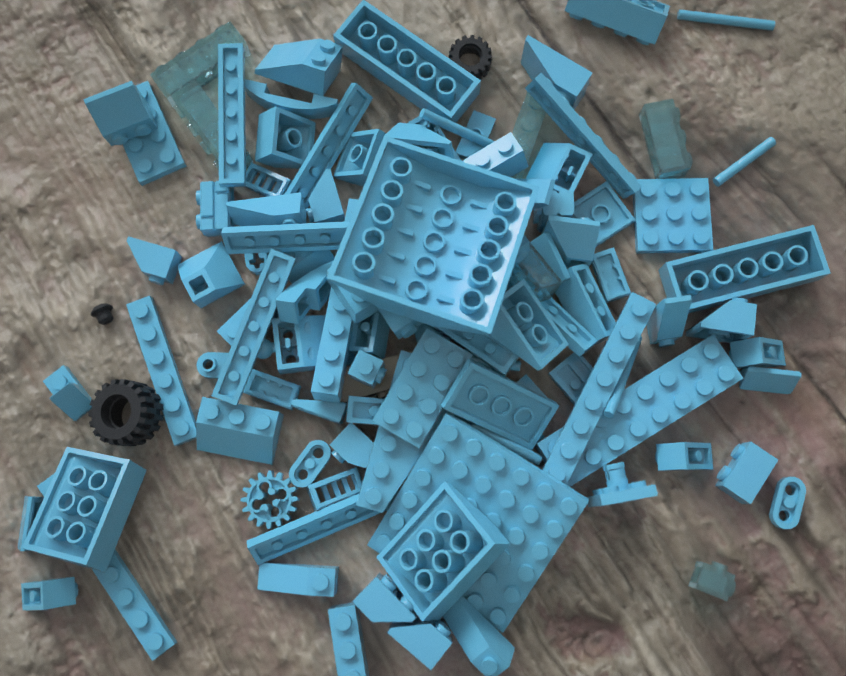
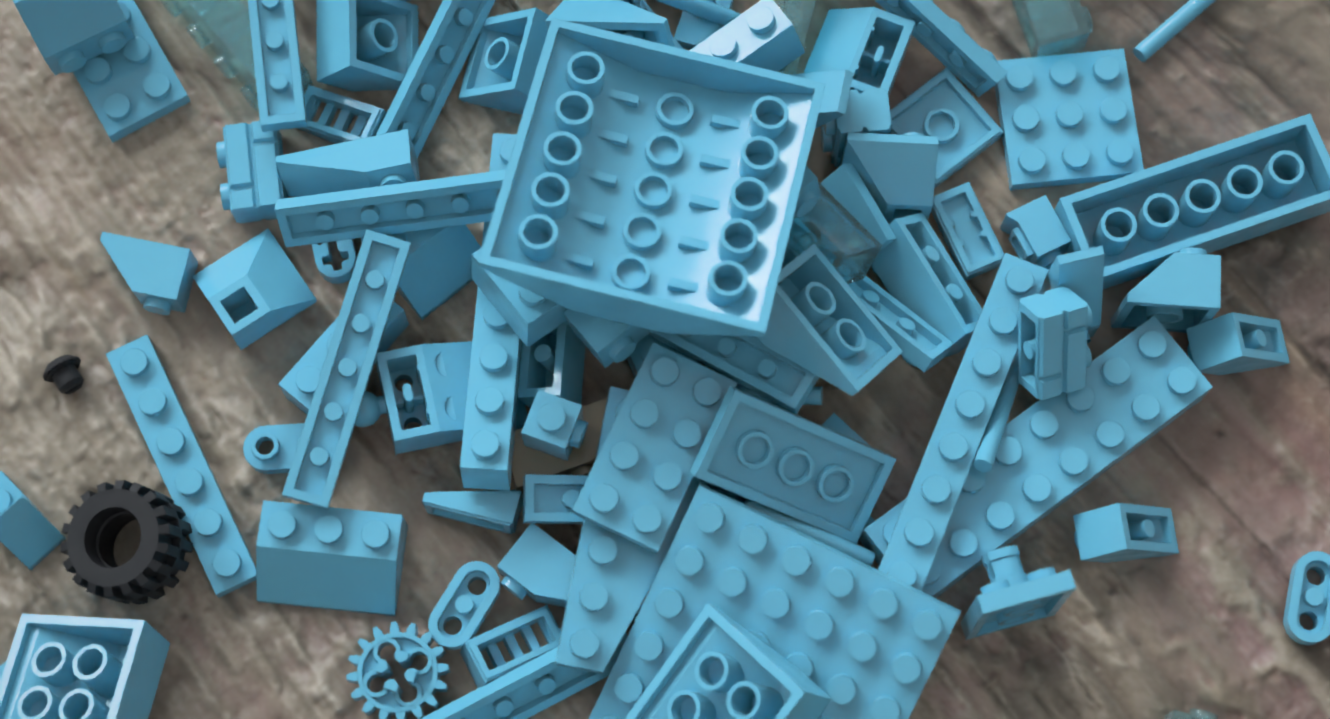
camera: 10 degrees left, 5 degrees down
(272, 389) = (384, 481): medium azure plate -> none
(304, 294) = (432, 305): medium azure slope -> none
(325, 201) = (450, 141): medium azure slope -> none
(571, 375) = (913, 410): medium azure plate -> none
(649, 280) = (1036, 232): none -> medium azure window
(656, 347) = (1053, 342): none -> medium azure brick
(745, 472) = (1234, 551): medium azure brick -> none
(769, 380) = (1261, 389): medium azure slope -> none

